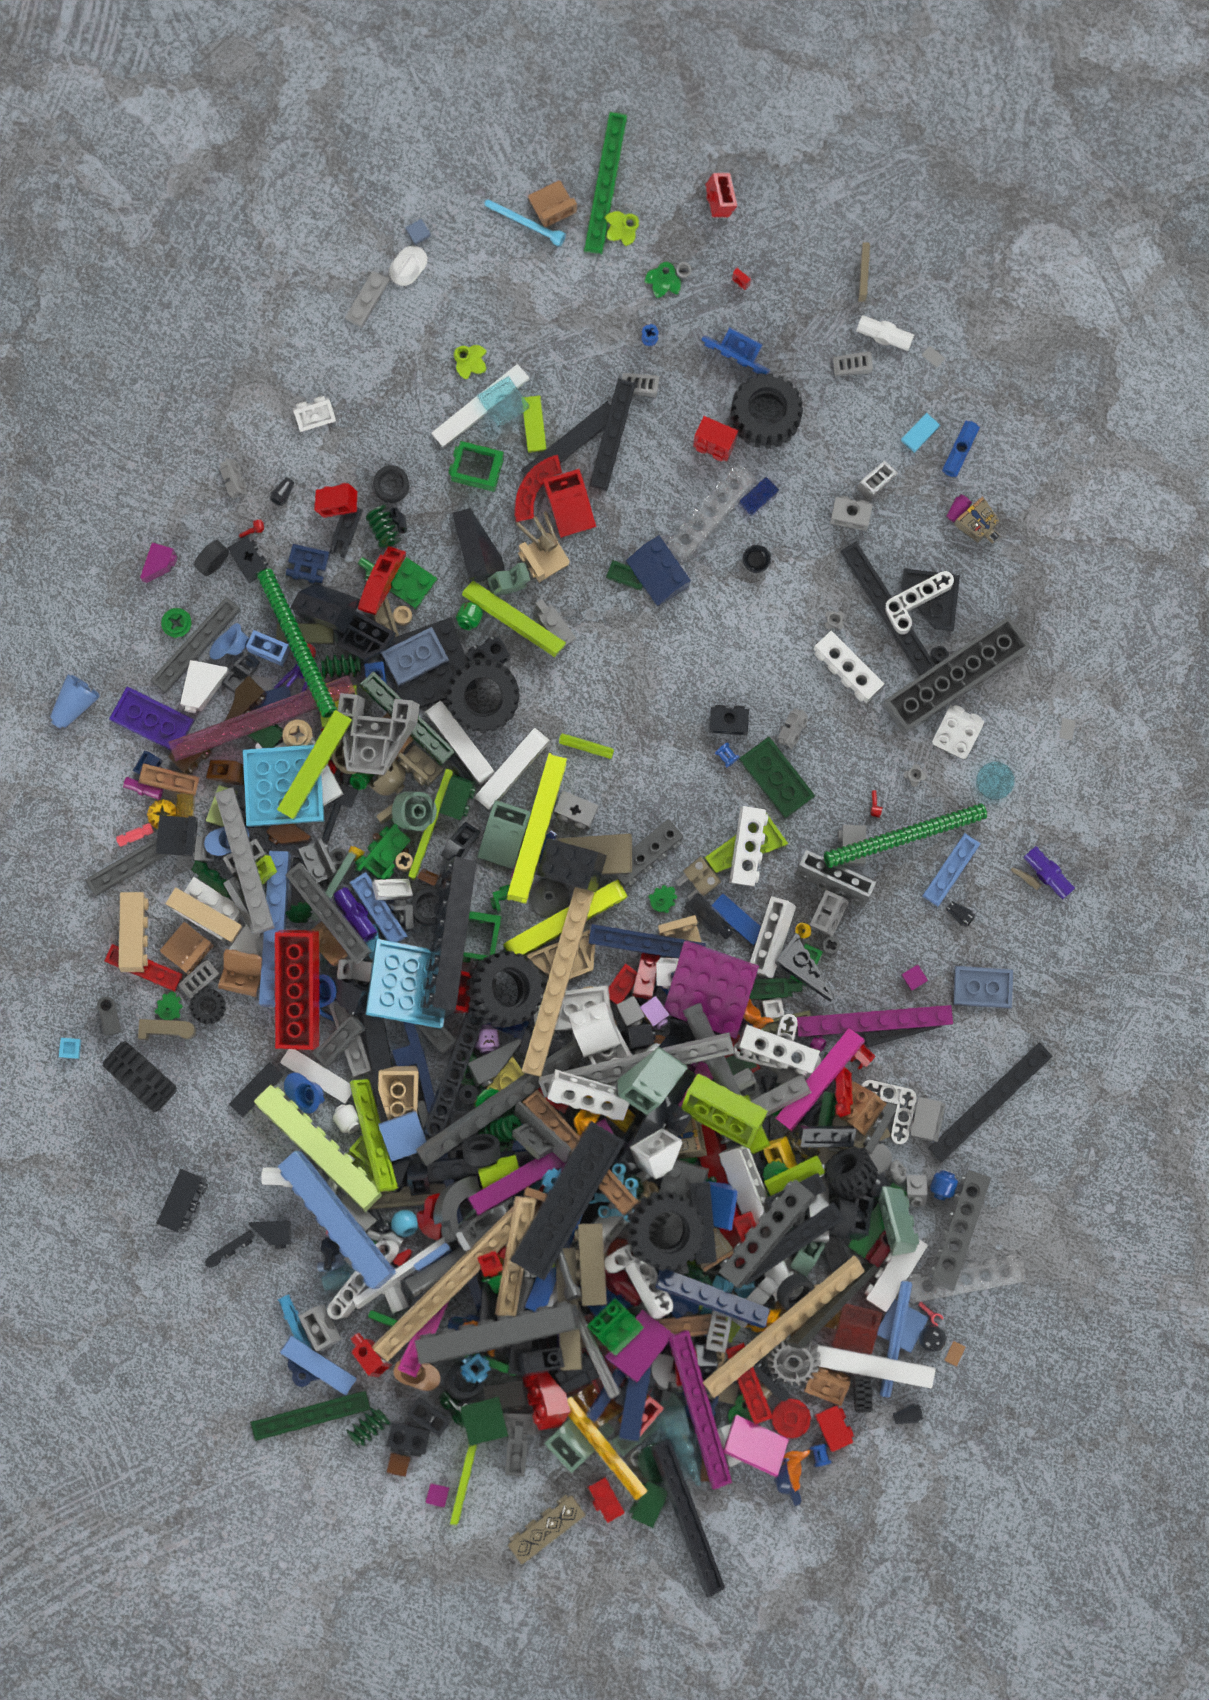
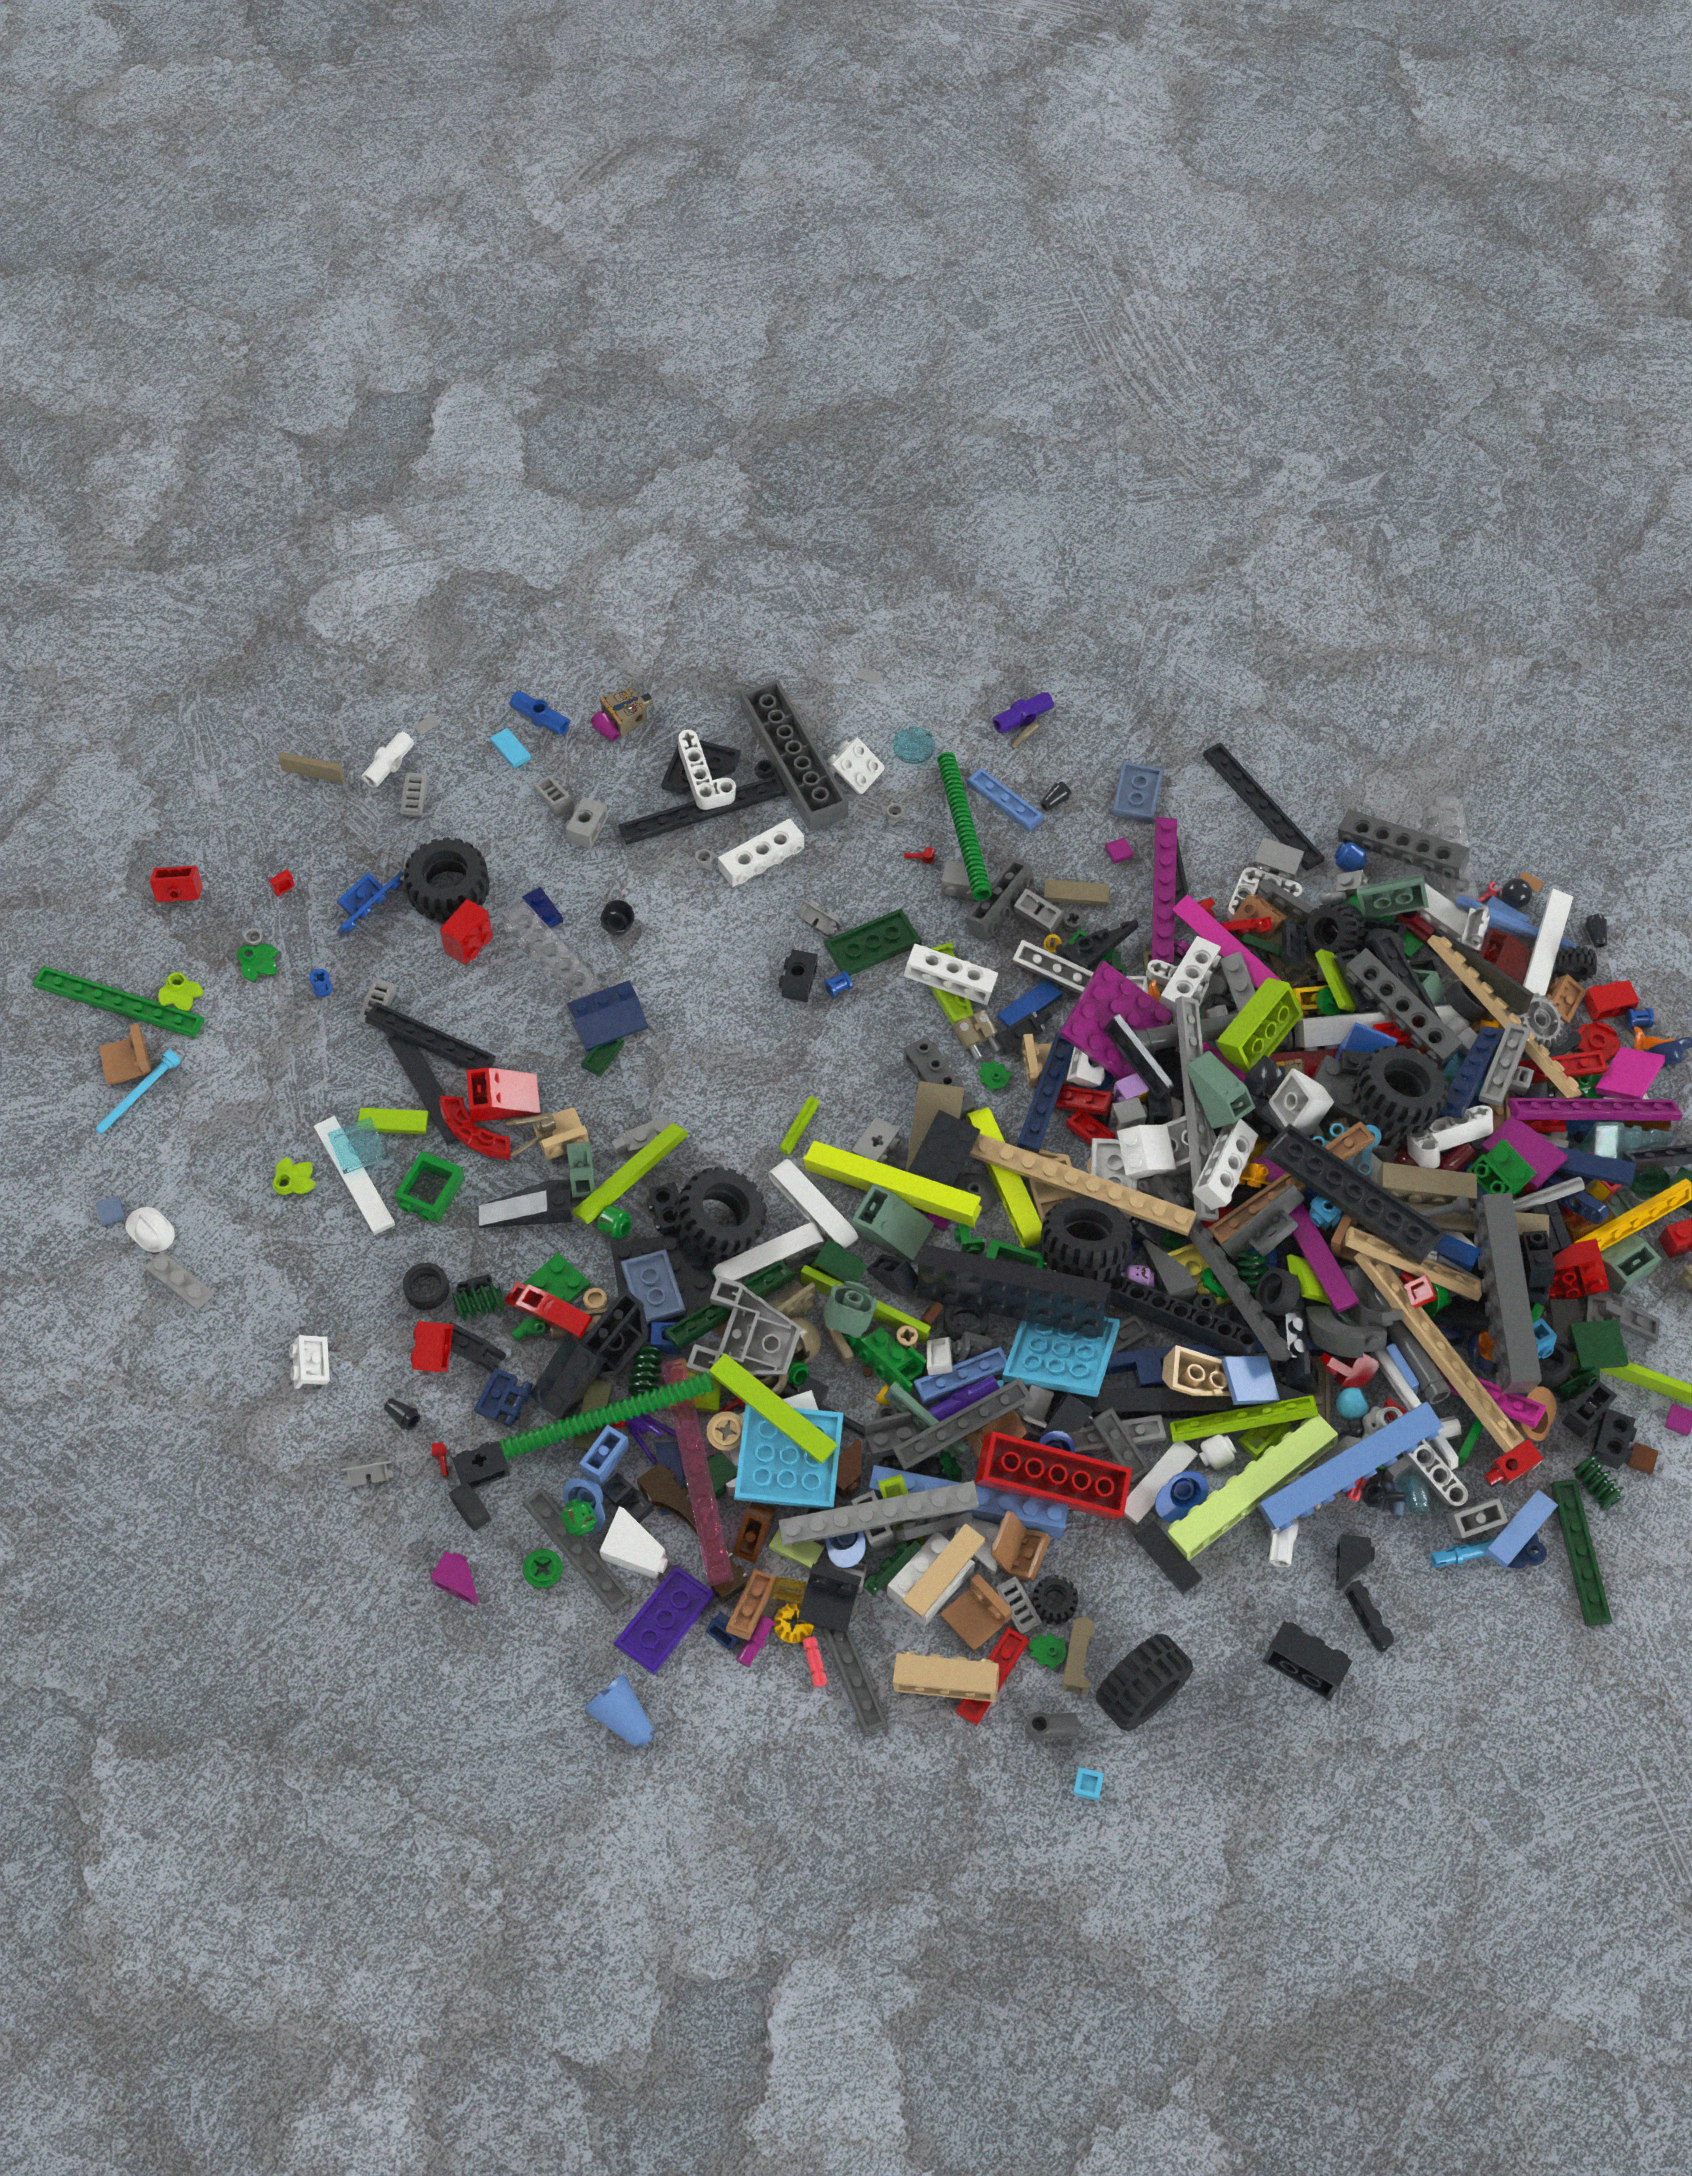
camera: 80 degrees left, 20 degrees down
(213, 639) = (578, 1517): none -> green head
(669, 1015) = (1138, 1057): none -> black plate
(723, 1325) = (1504, 1064): none -> light grey plate
(862, 945) = (1076, 892): none -> dark tan tile
(877, 1299) = (1475, 927): none -> light grey hinge

